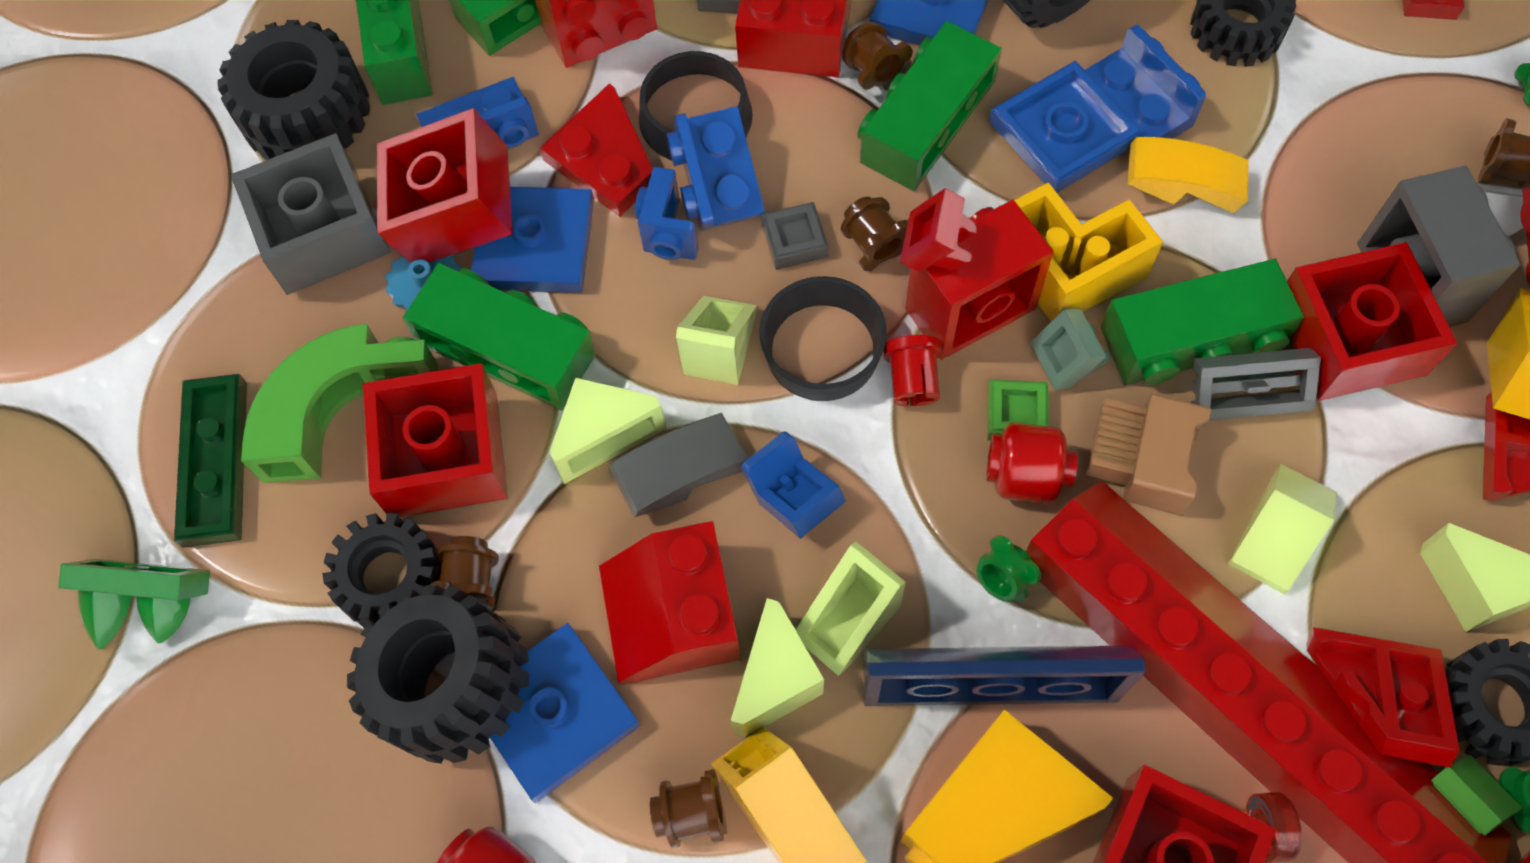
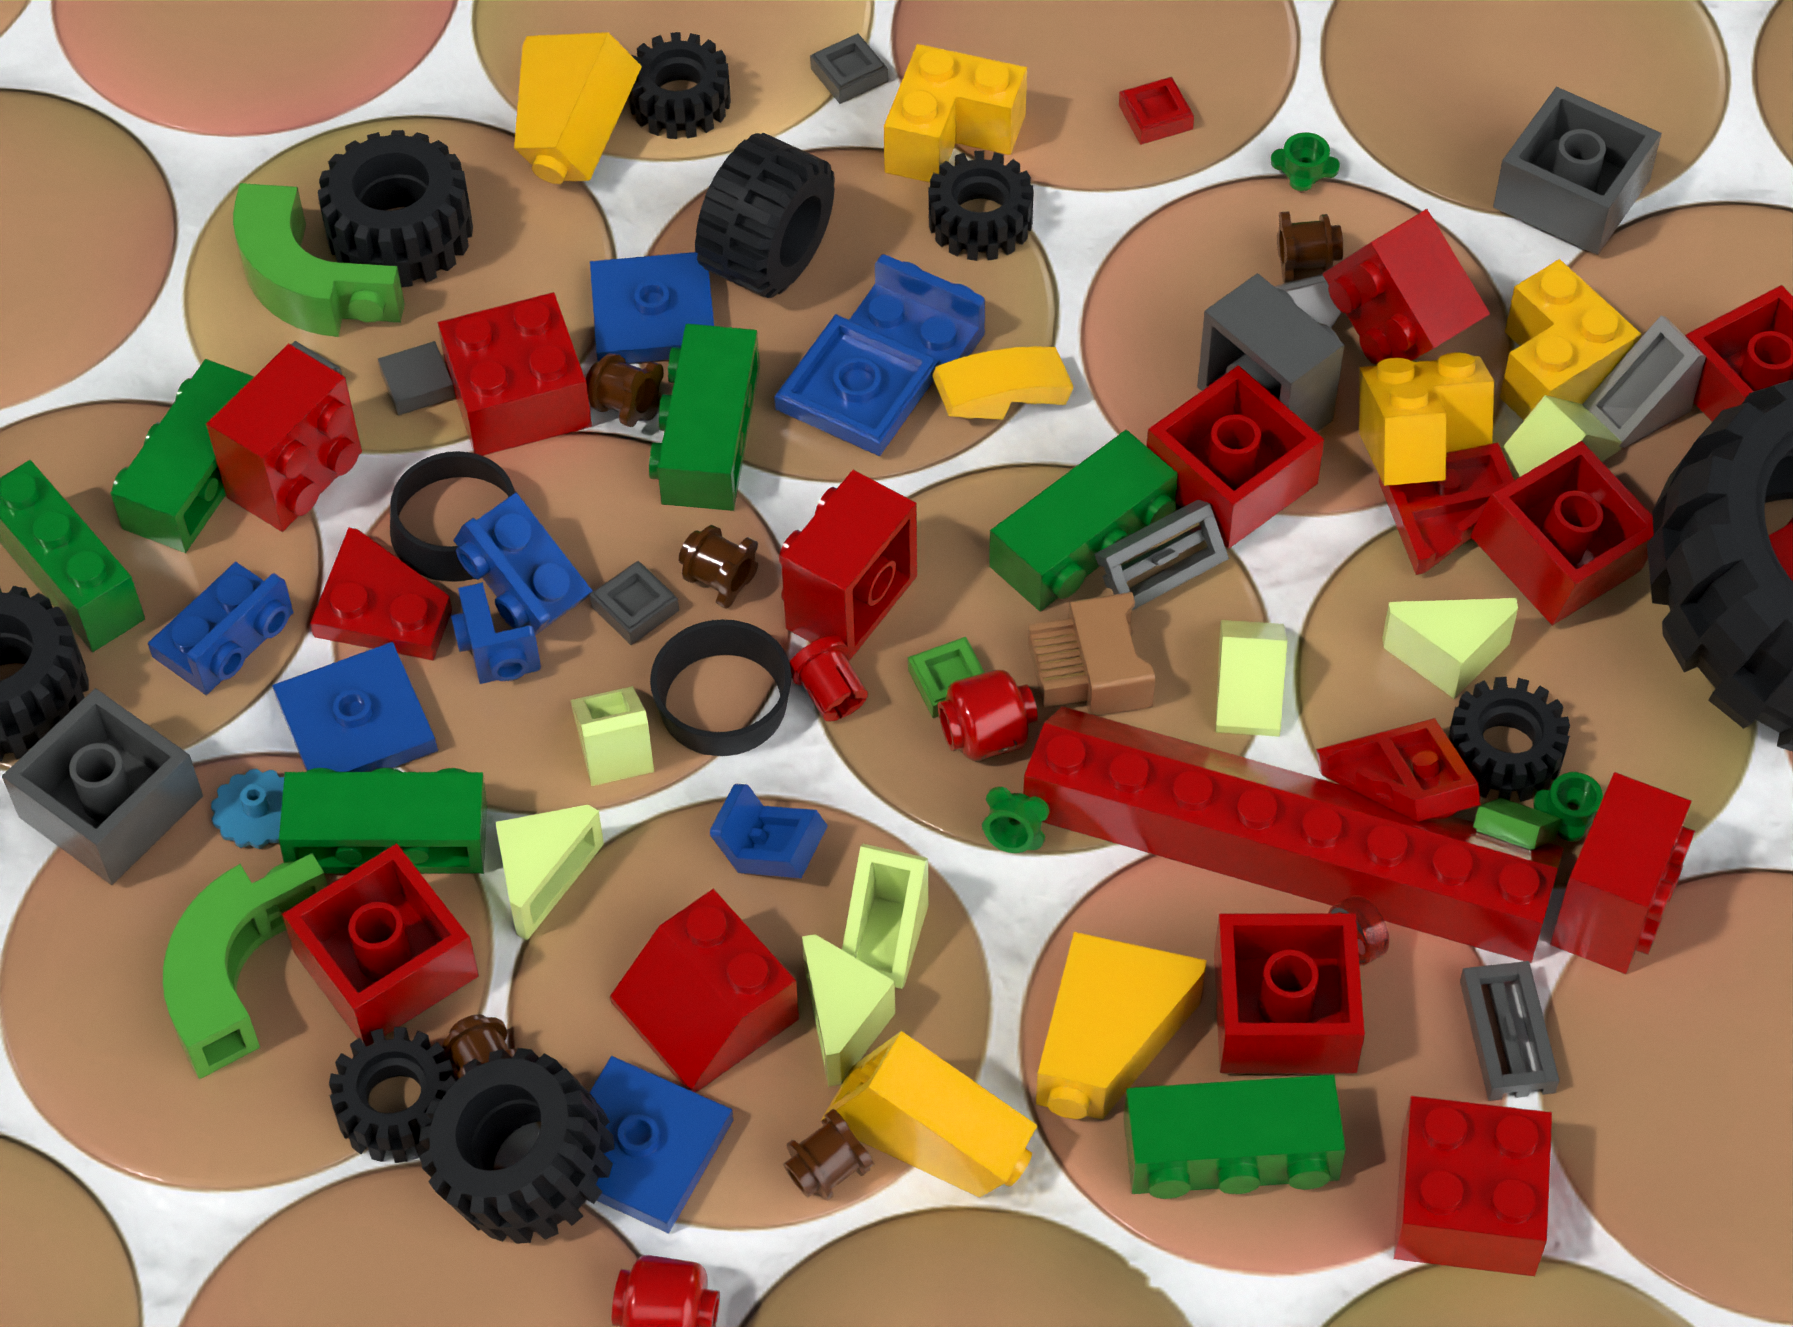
camera: 30 degrees left, 10 degrees down
(107, 590) = (105, 1241): green tile -> none
(210, 461) = (131, 1079): dark green tile -> none
(443, 188) = (243, 698): red brick -> none
(676, 462) = (637, 864): dark grey slope -> none
(934, 233) = (798, 527): red tile -> none
(1000, 675) = (1046, 913): dark blue slope -> none
(1069, 349) = (970, 596): sand green tile -> none
(1092, 257) = (954, 496): yellow brick -> none

